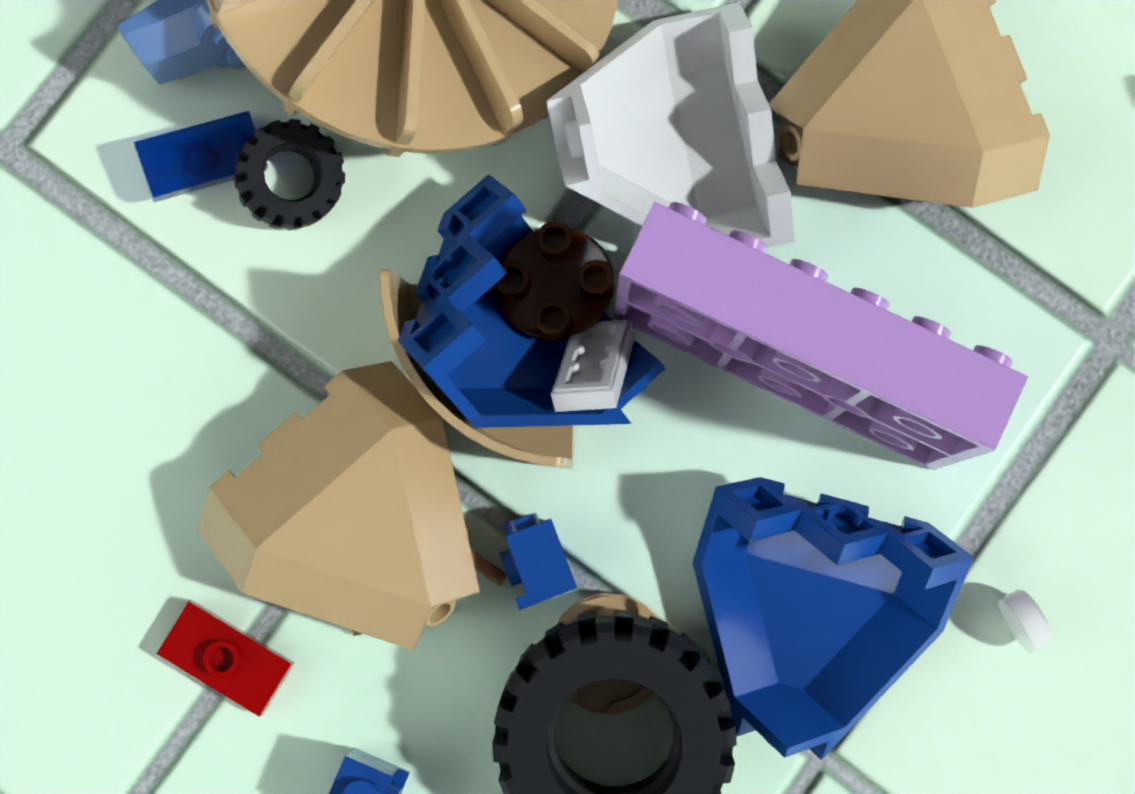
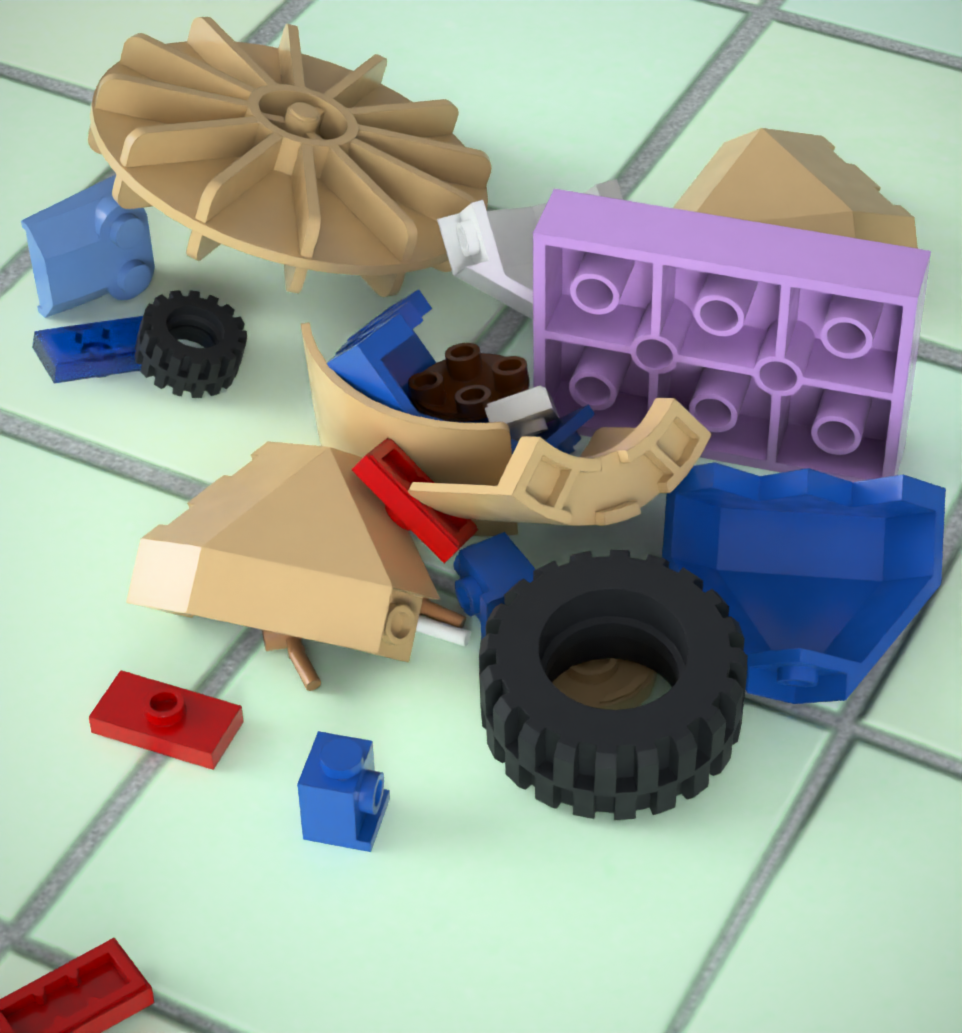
camera: 10 degrees left, 40 degrees down
(469, 487) = (389, 475): none -> red plate
(491, 590) = (443, 631): none -> white piece
(617, 508) = (600, 487): none -> tan panel

